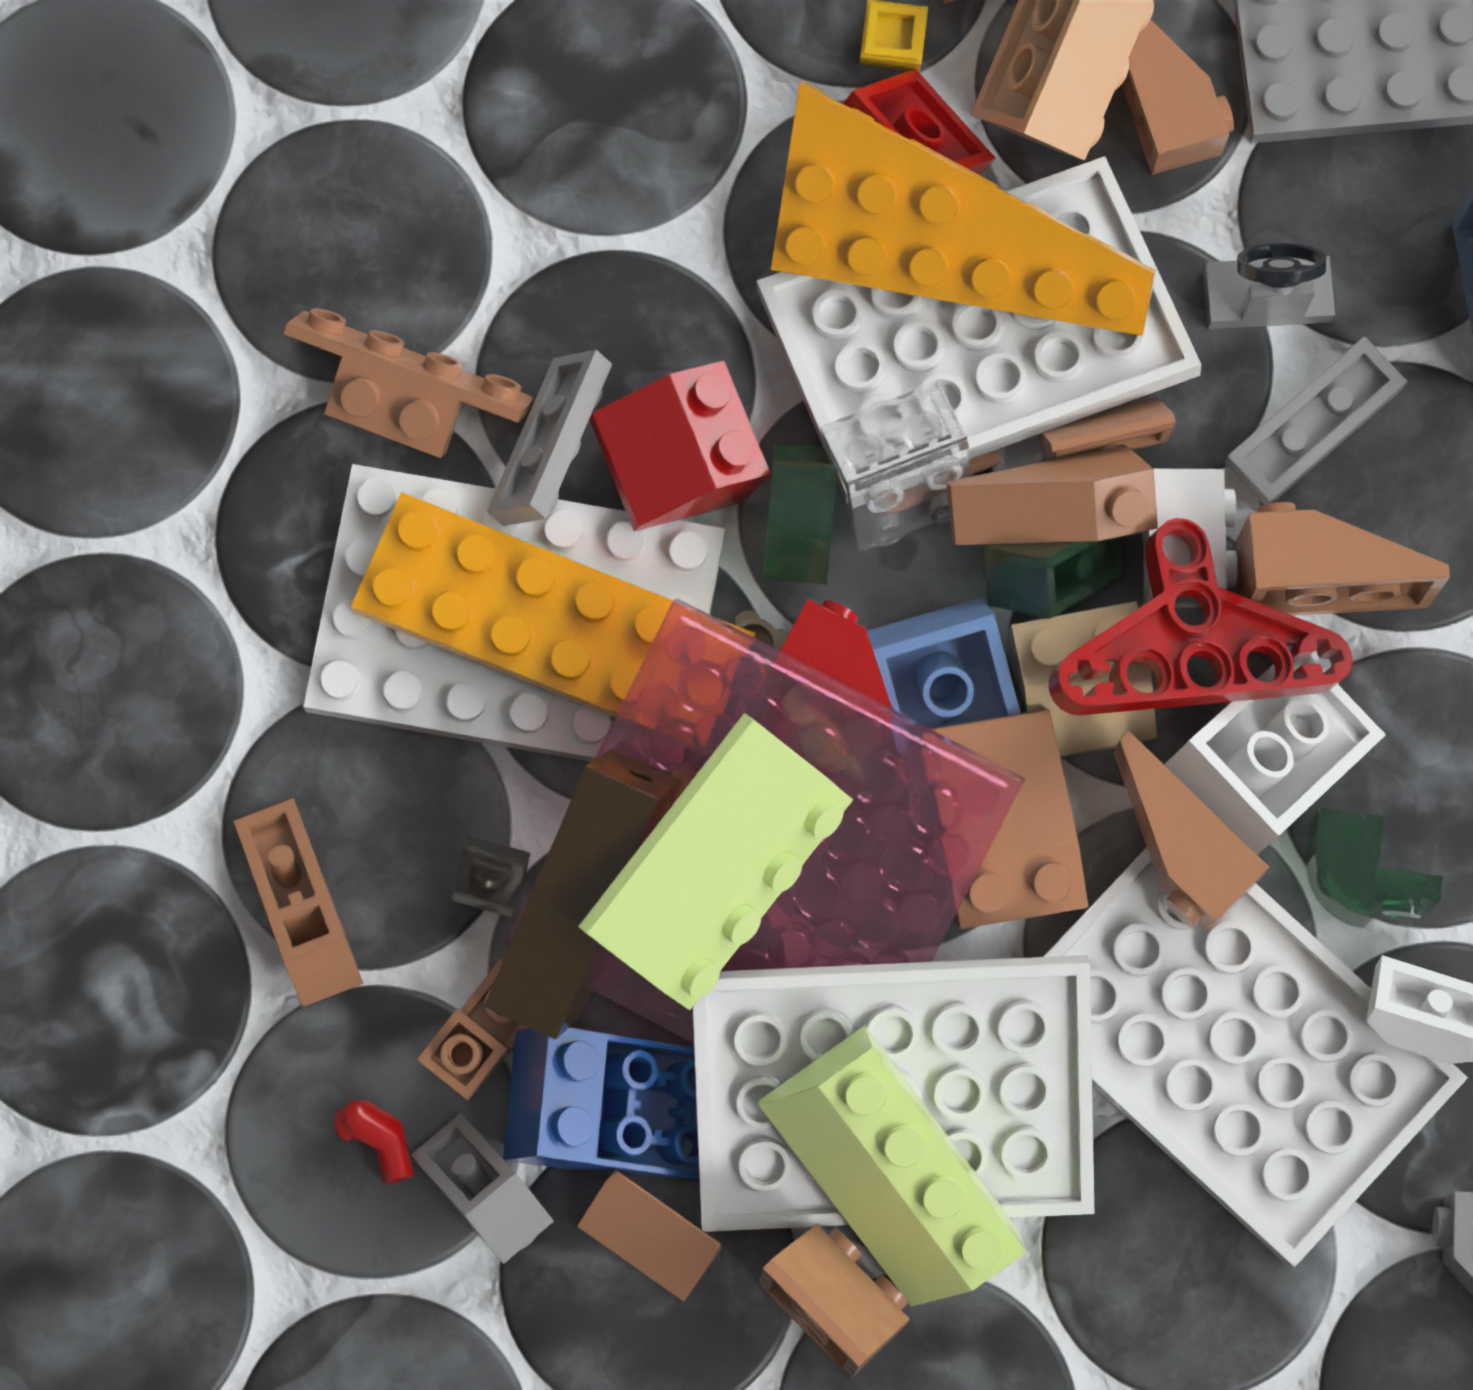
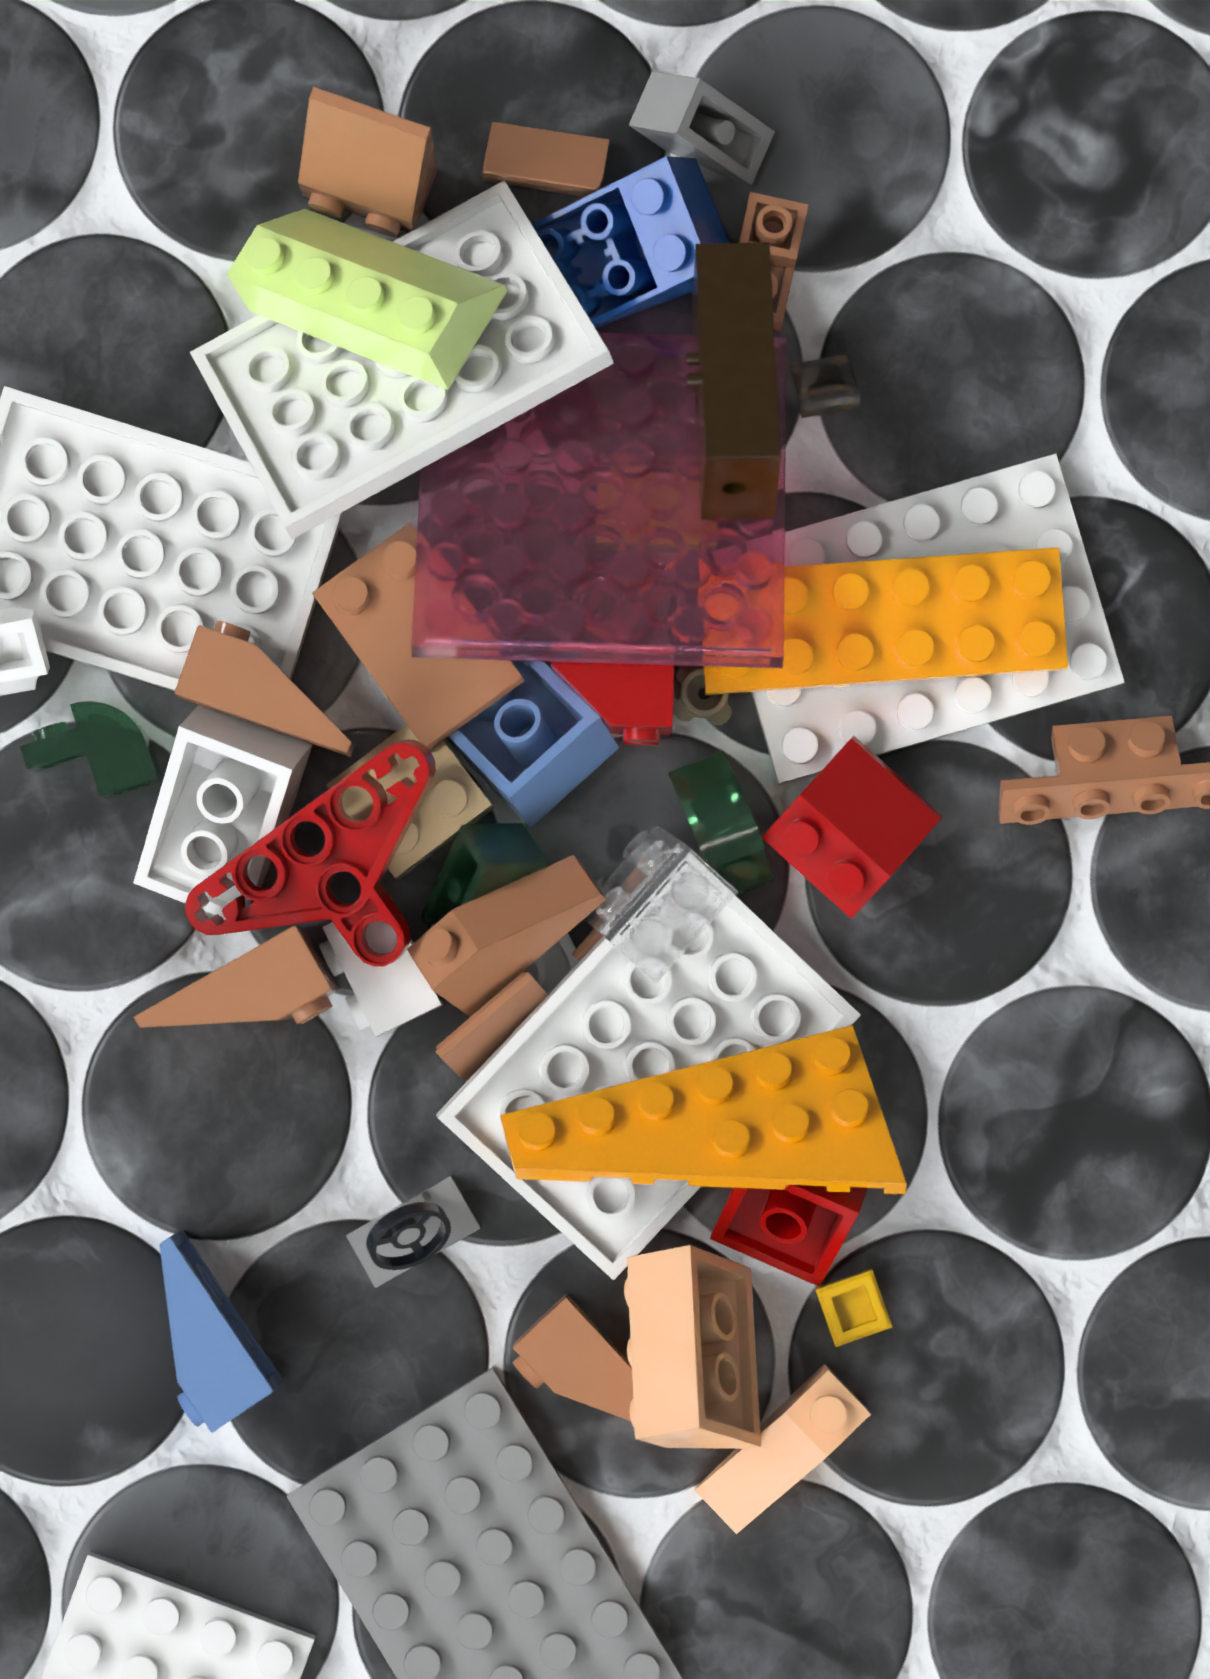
camera: 155 degrees right, 10 degrees up
(298, 903) = (974, 285): nougat slope -> none
(379, 1130) = (808, 135): red arm -> none
(550, 438) = (966, 780): light grey plate -> none
(716, 862) = (631, 441): yellowish green slope -> none
(1315, 421) = (317, 1129): light grey plate -> none

